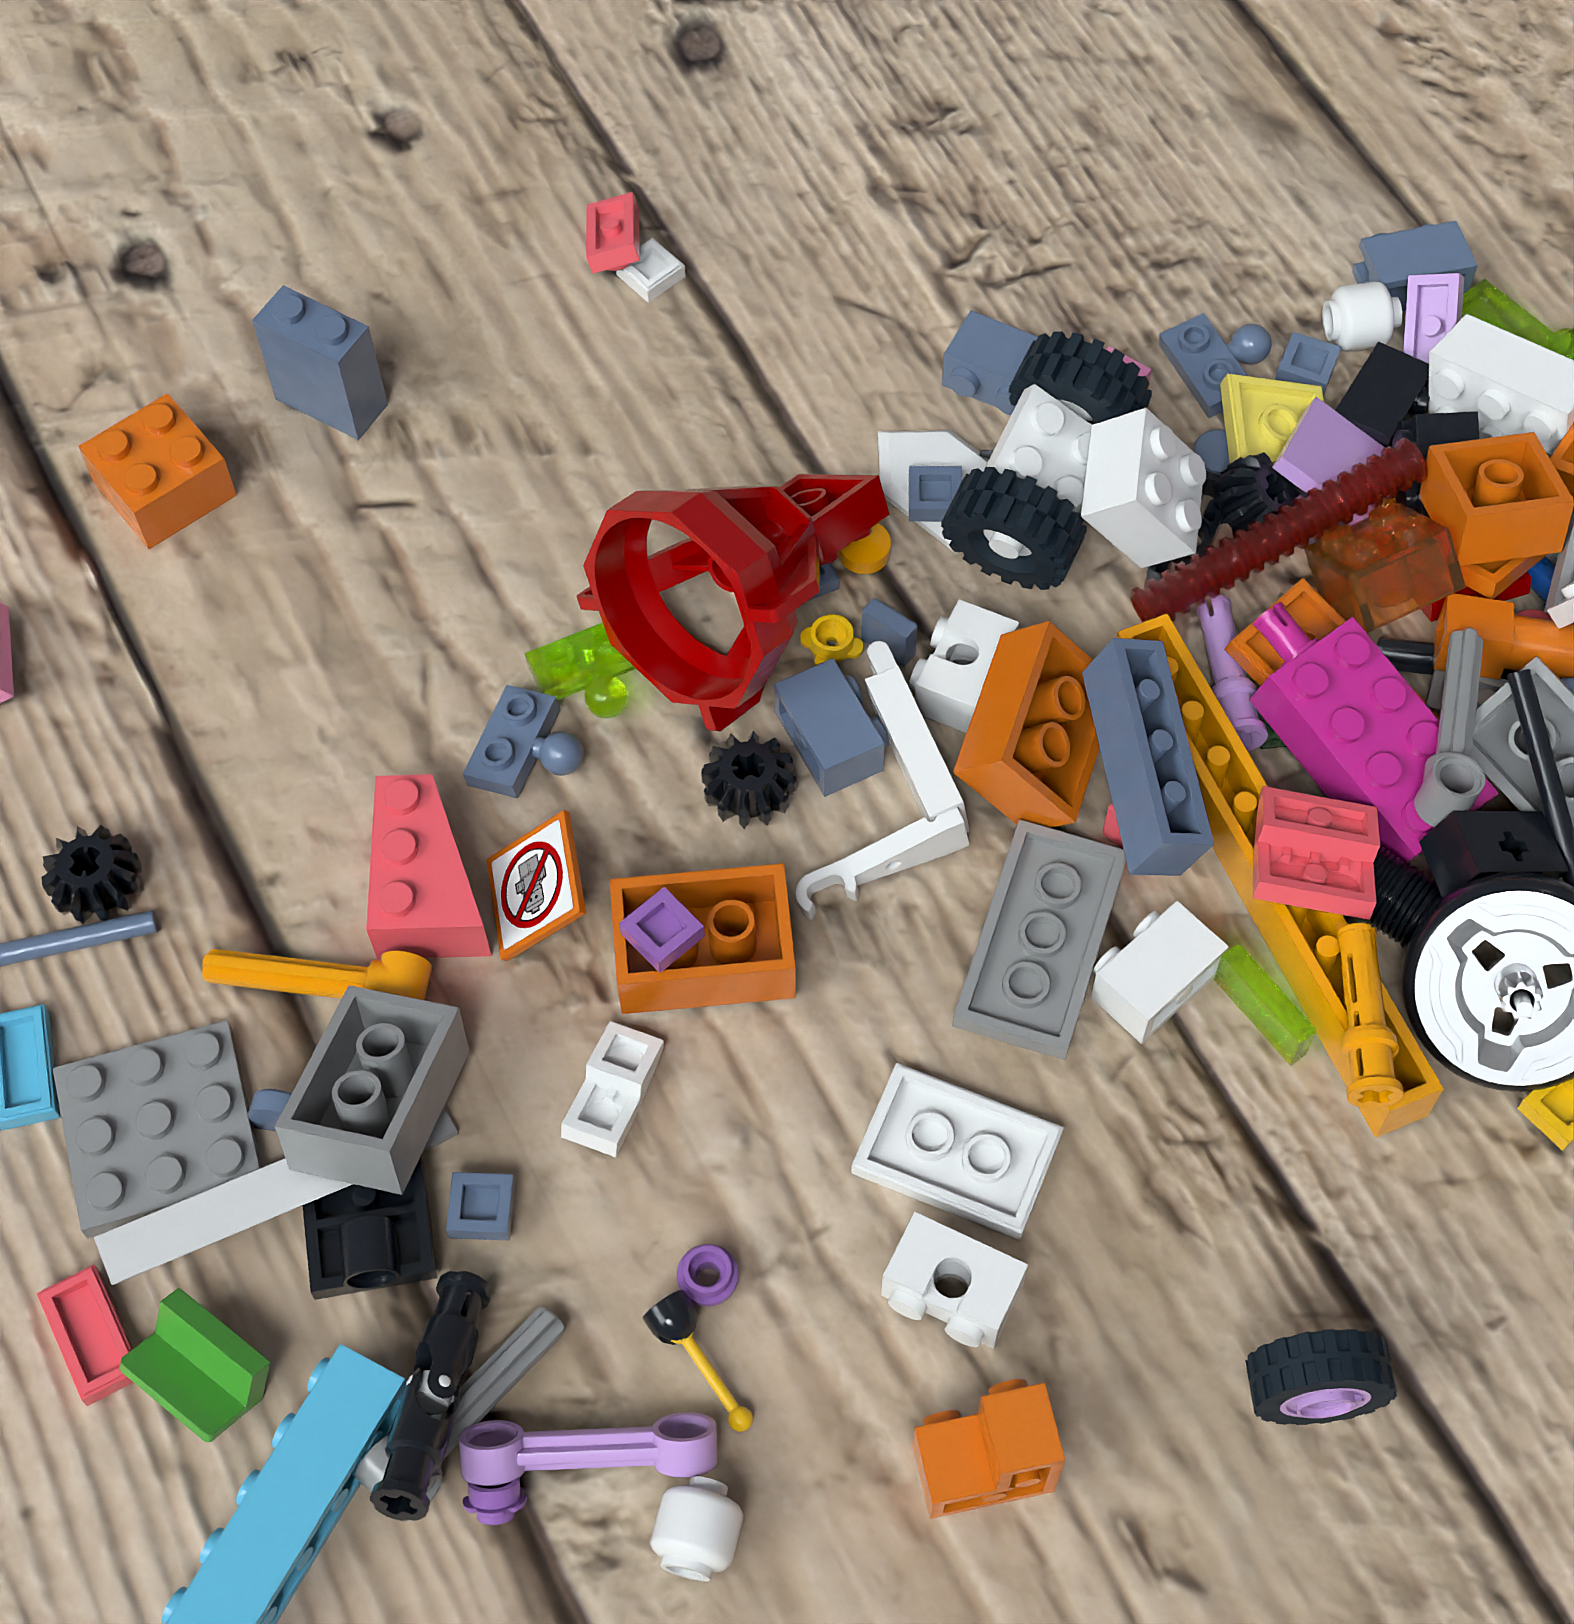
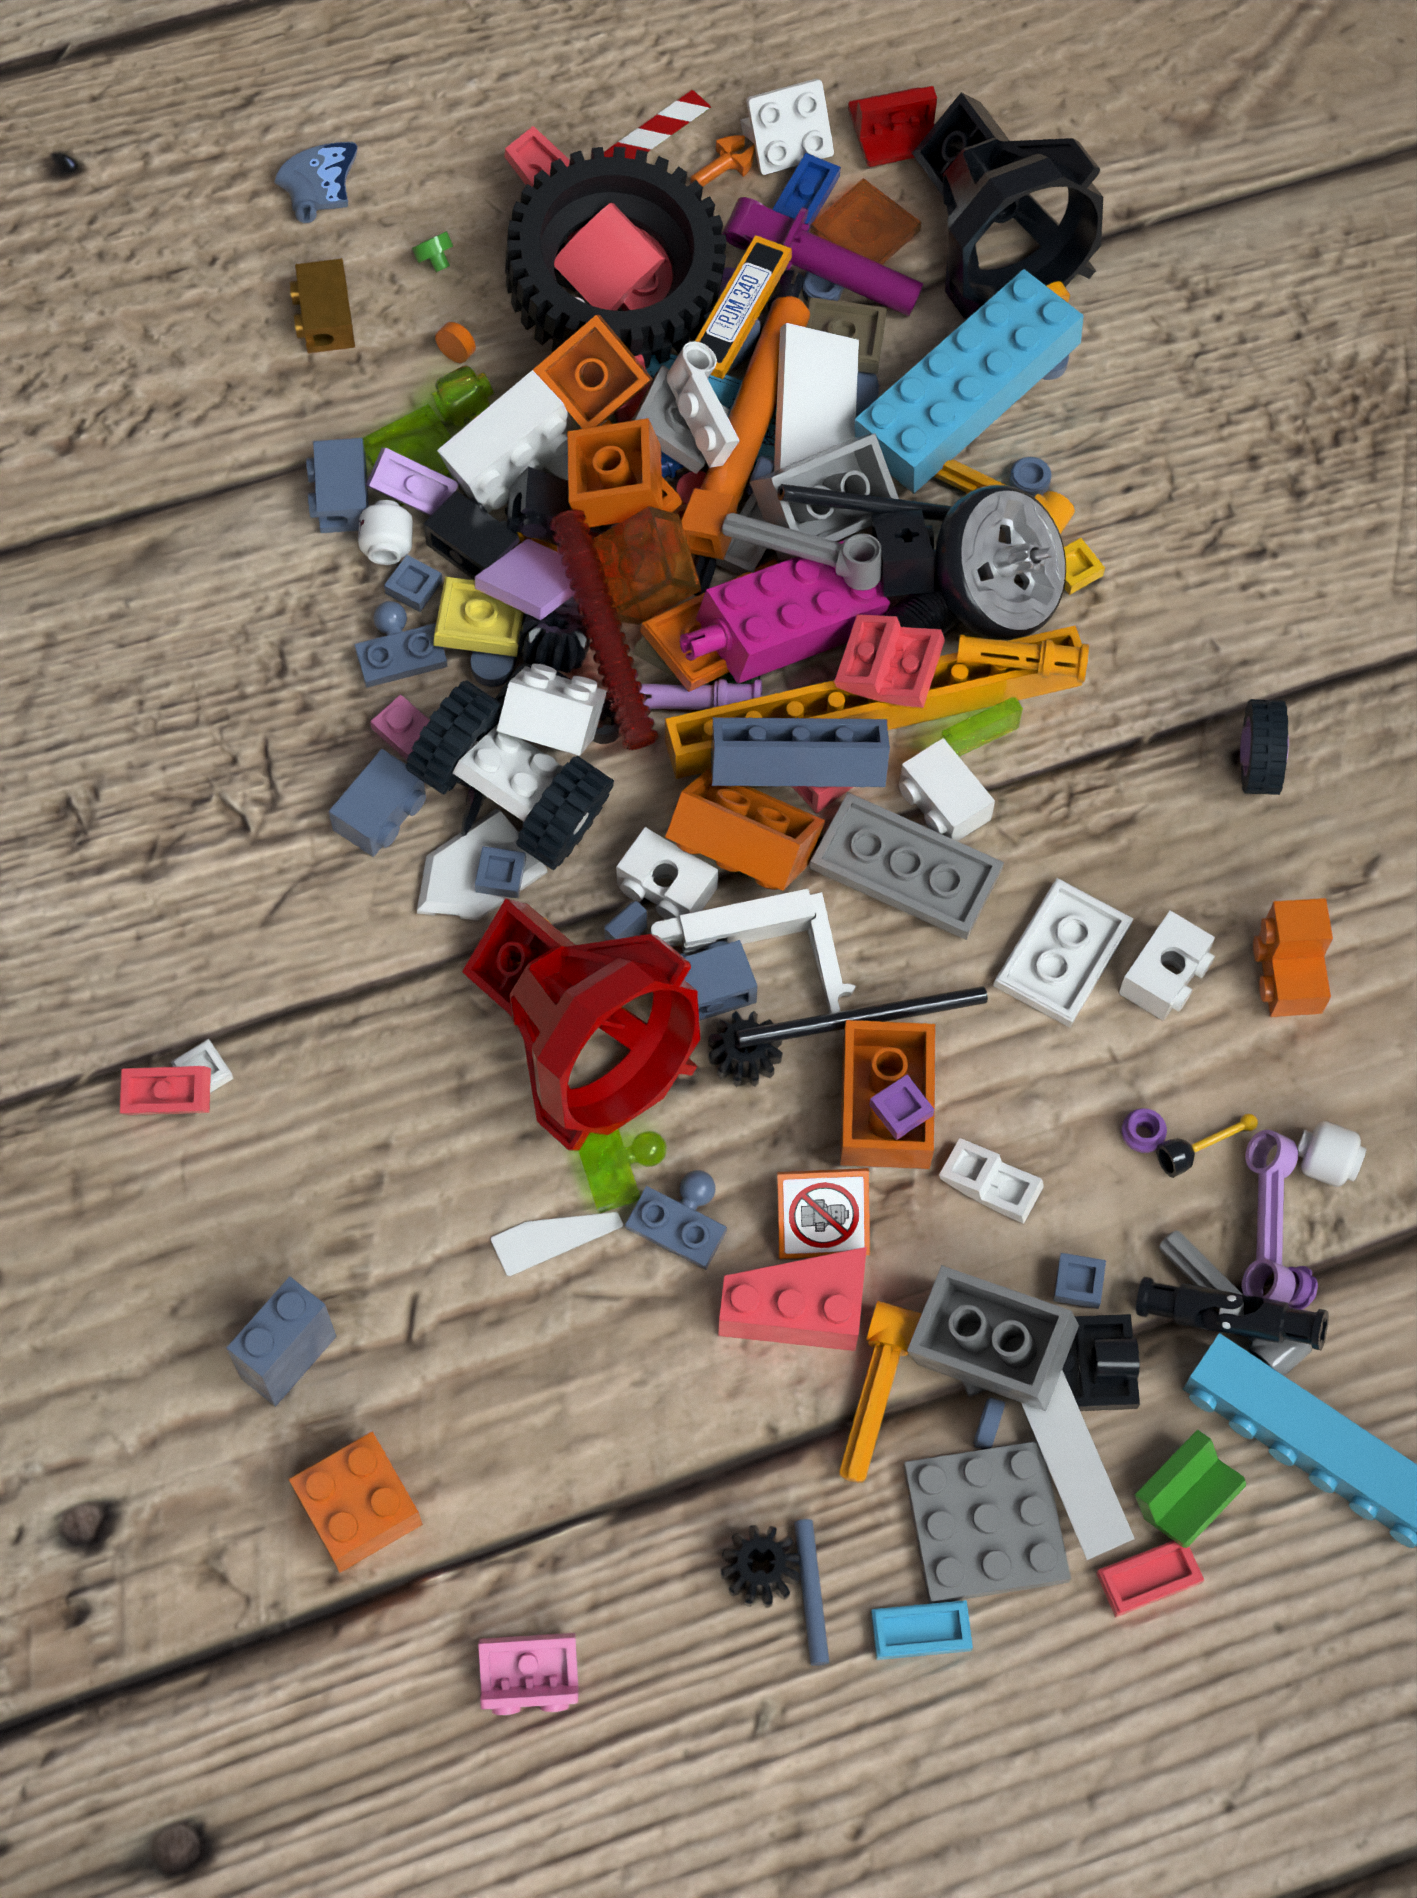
camera: 85 degrees left, 5 degrees up
(491, 619) = (544, 1239): none -> white sticker
(808, 901) = (882, 1013): none -> black piece

